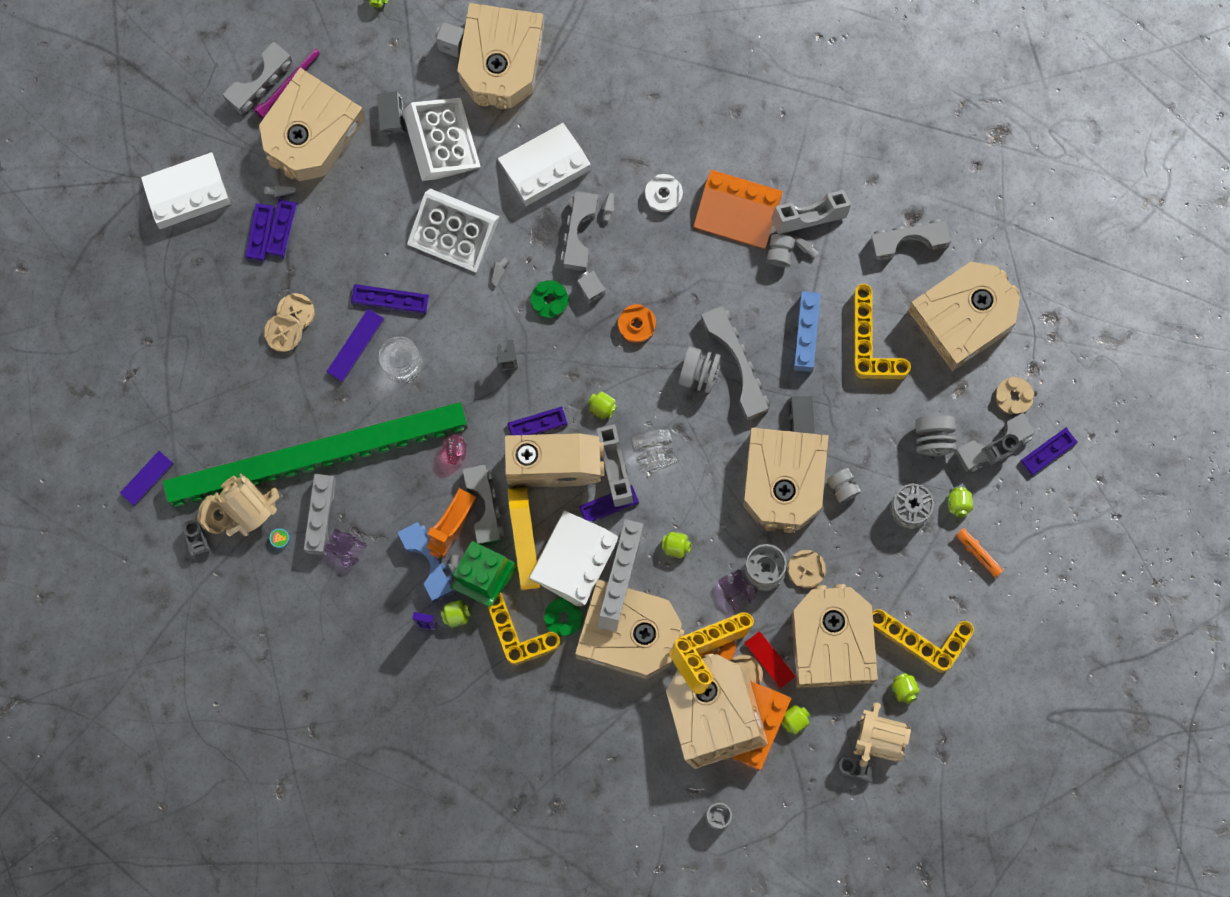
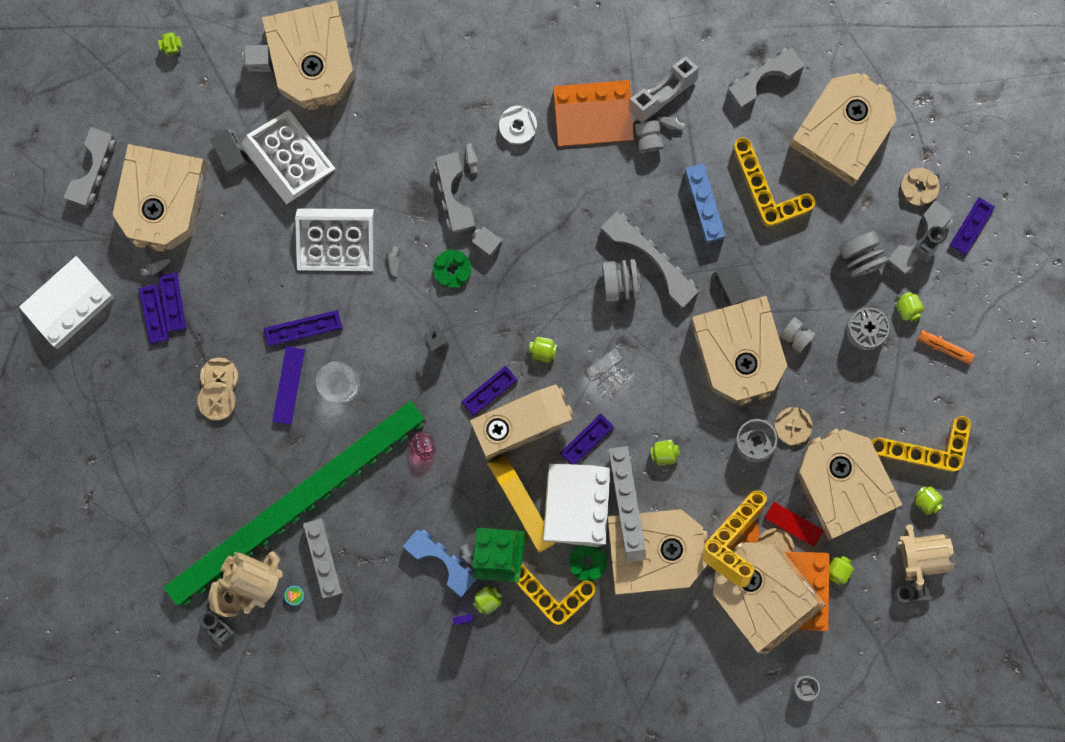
camera: 20 degrees left, 5 degrees up
(146, 478) = (146, 589): dark purple tile -> none
(263, 108) = (107, 195): magenta piece -> none
(344, 544) = (356, 581): clear purple animal -> none
(451, 524) = (449, 518): orange arch -> none
(477, 481) = (457, 468): light grey arch -> none
(545, 164) = (394, 141): white slope -> none
(615, 466) = (579, 402): light grey arch -> none
(643, 315) = (543, 248): orange plate -> none
(735, 587) = (736, 469): clear purple animal -> none

